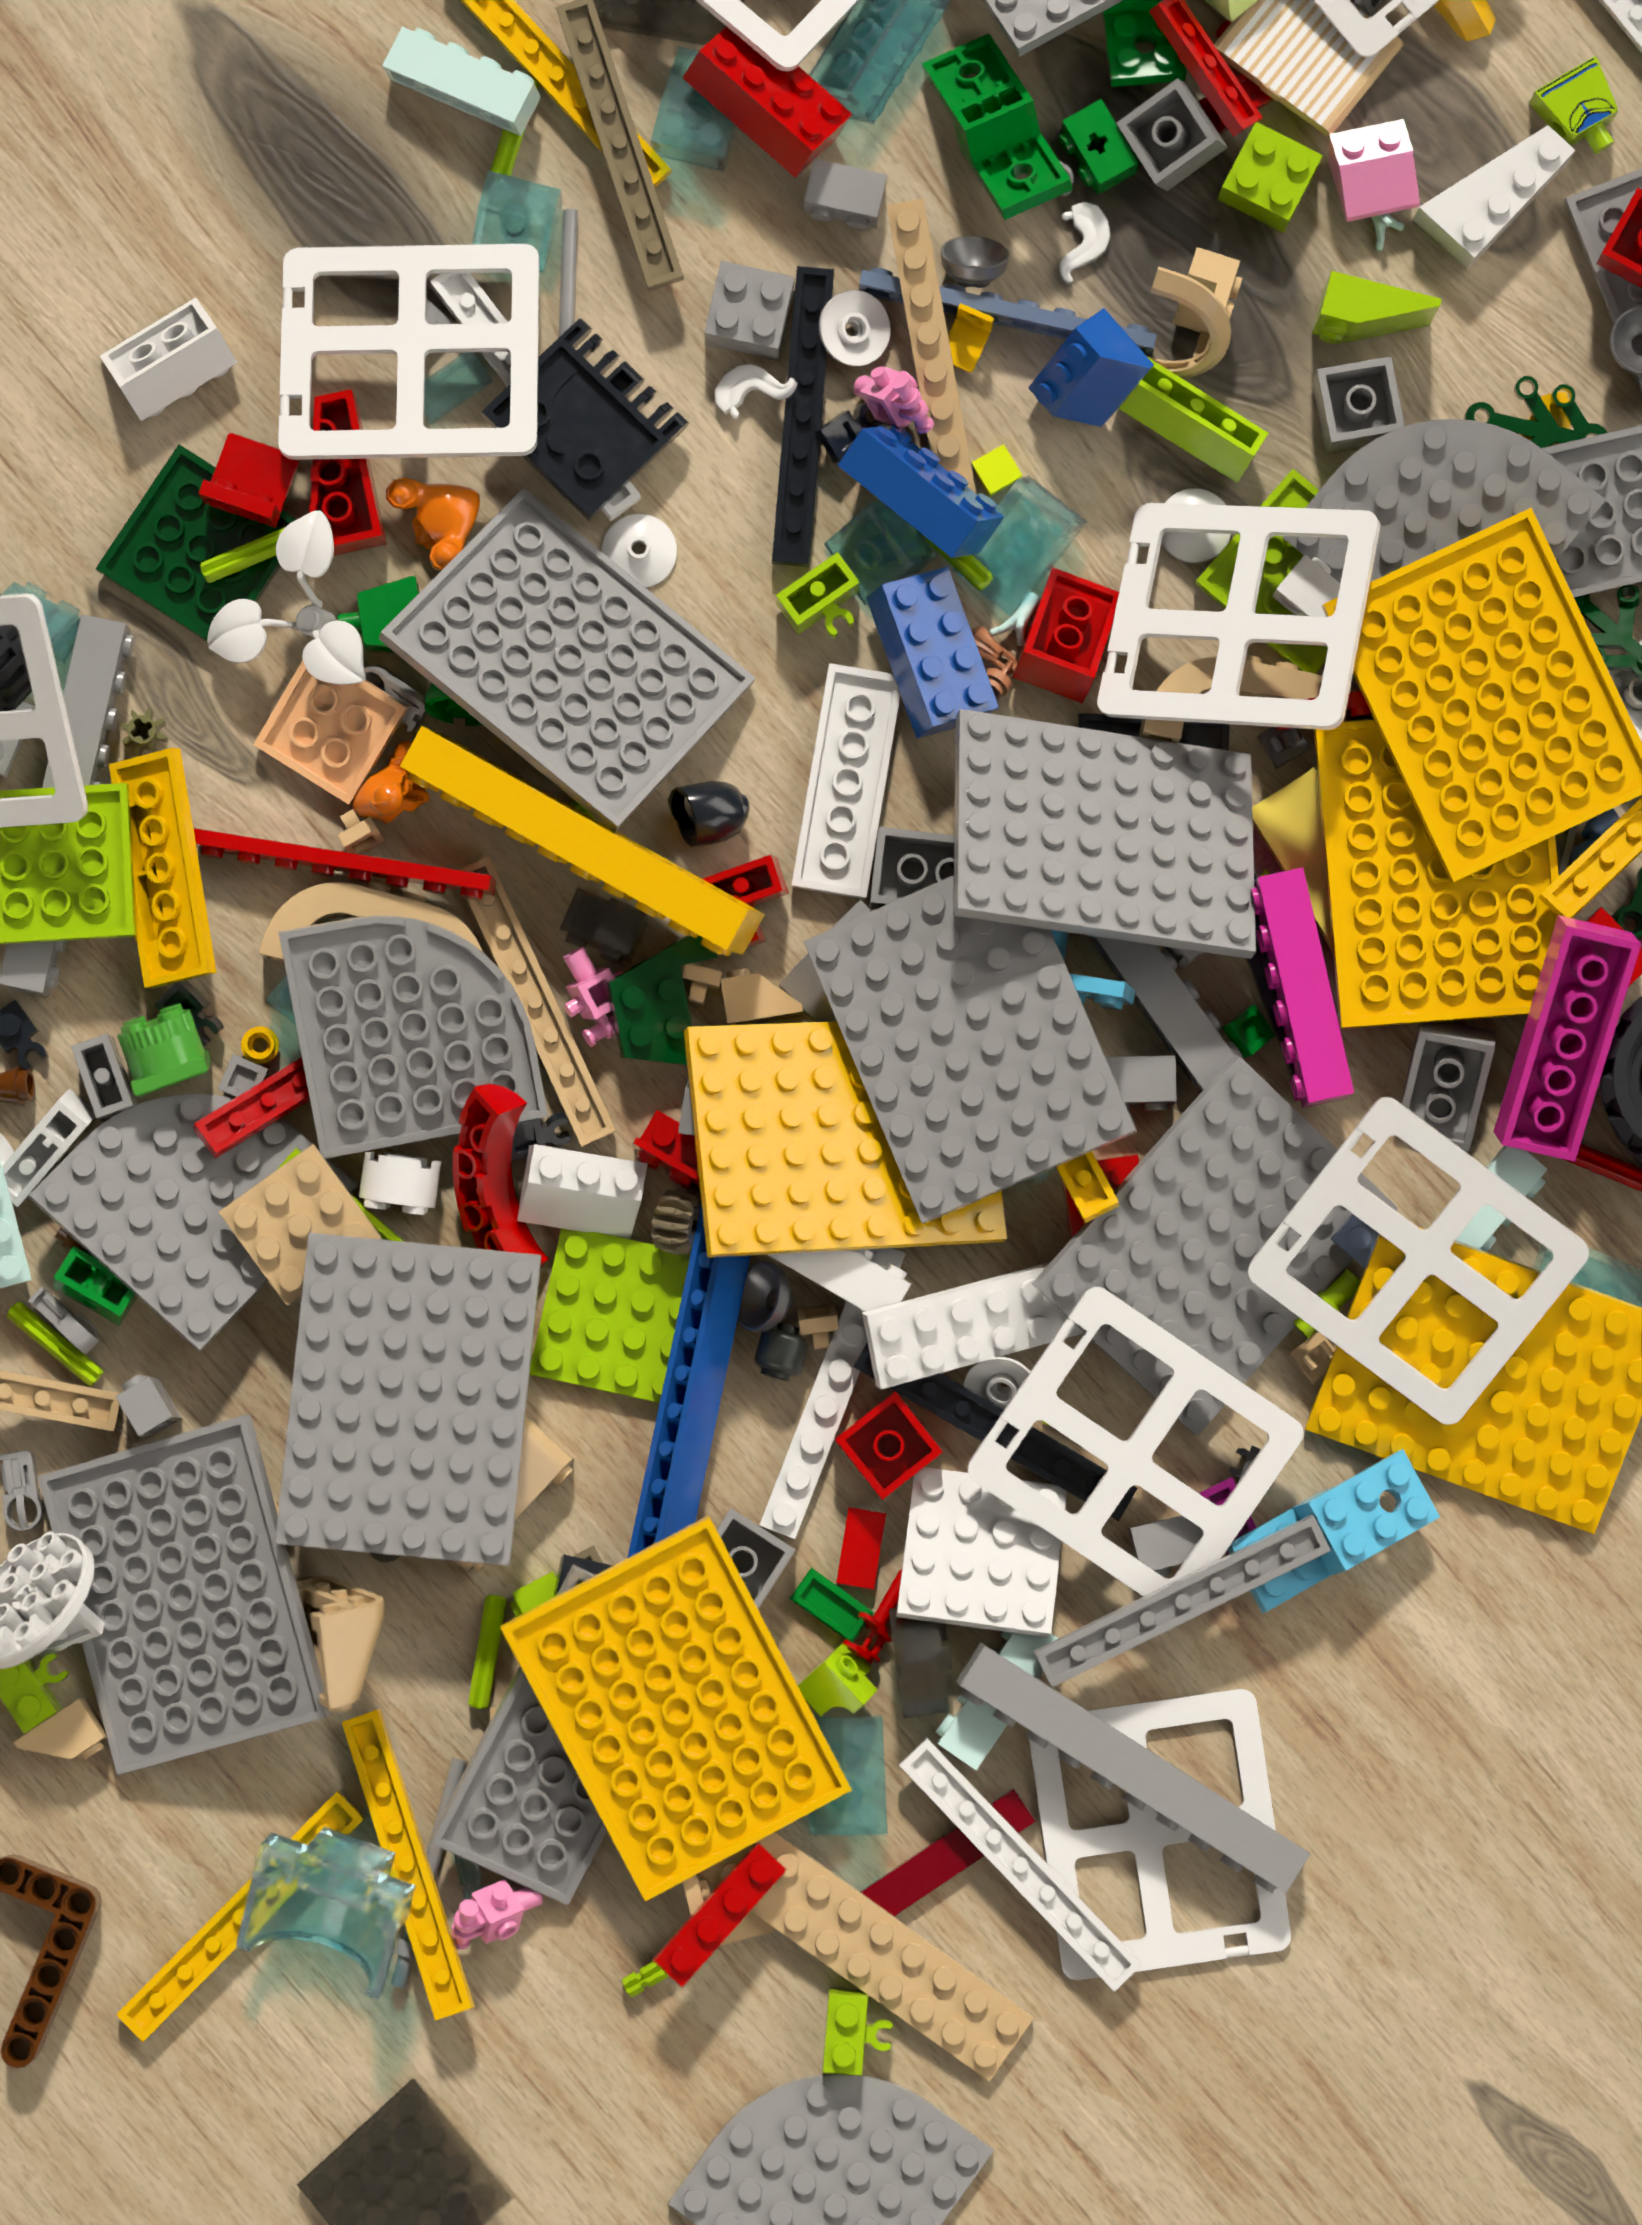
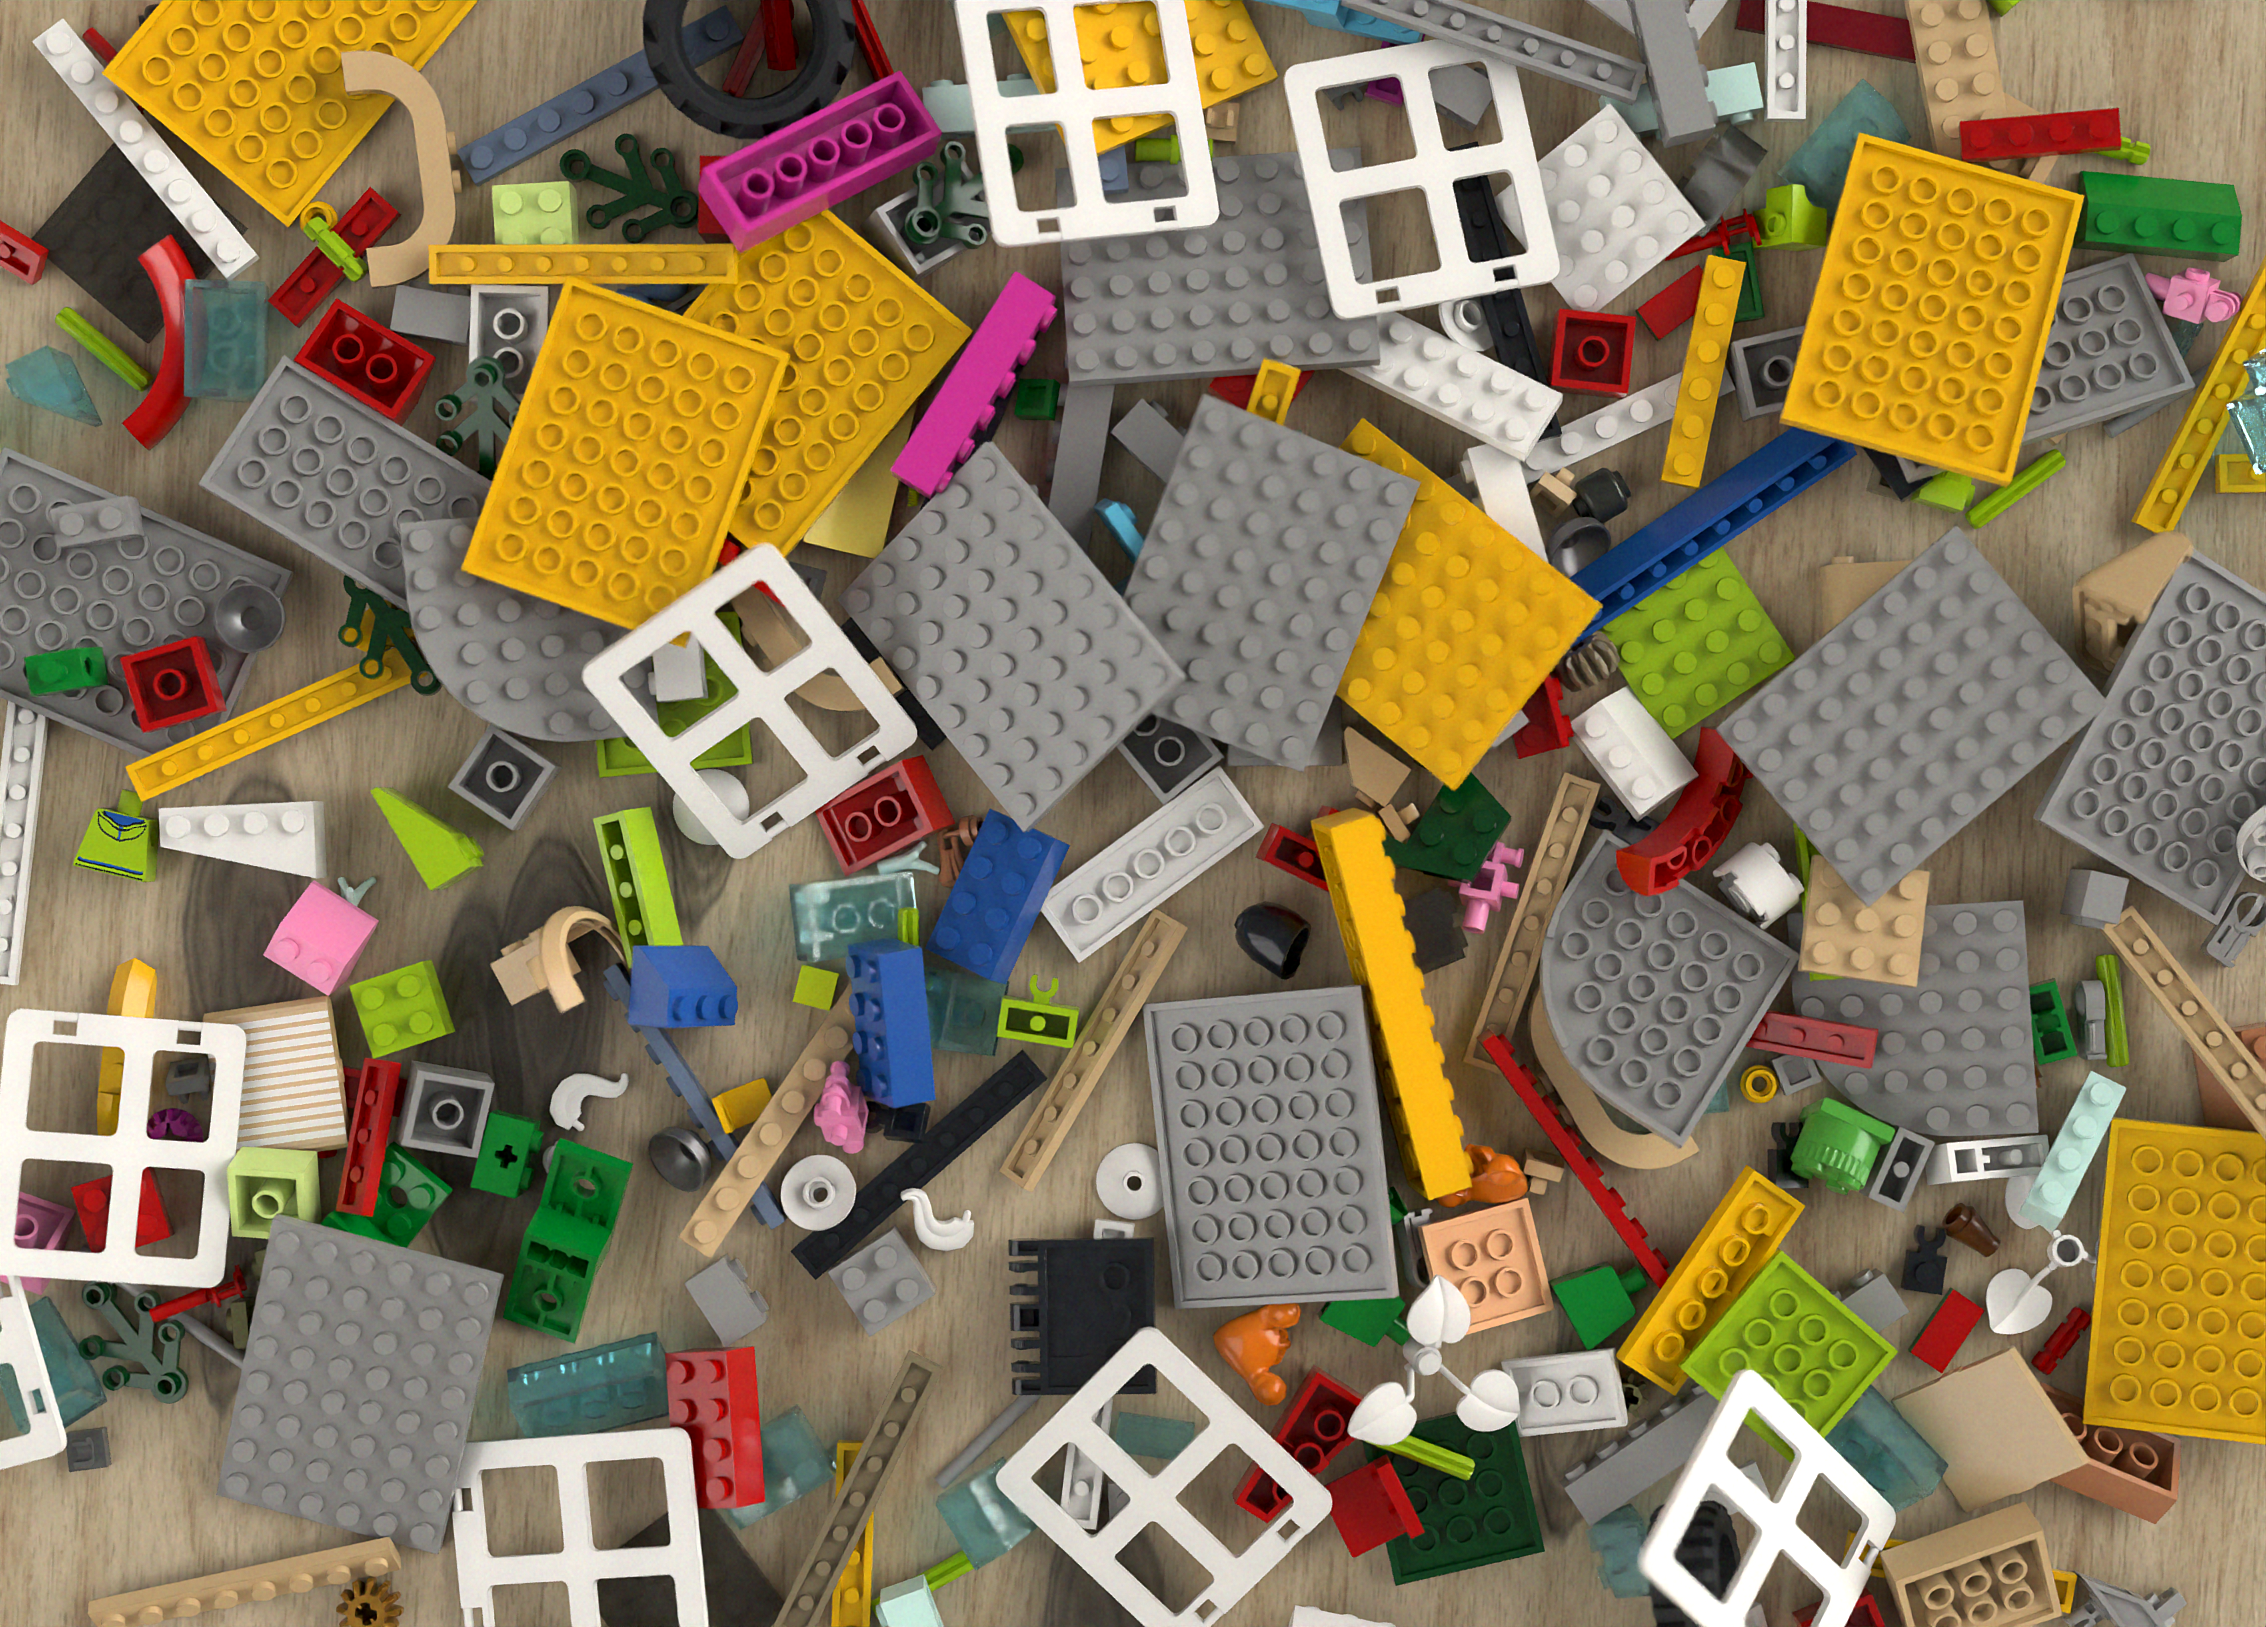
camera: 125 degrees left, 5 degrees up
(188, 693) = (1568, 1392): none -> white tile
(229, 780) = (1597, 1300): none -> green torso
(576, 1950) = (2158, 217): none -> green slope
(759, 613) = (1093, 1050): none -> tan plate
(795, 1511) = (1702, 372): none -> yellow plate
(1446, 1113) = (955, 200): none -> dark green plant
(1559, 278) = (266, 725): none -> yellow plate

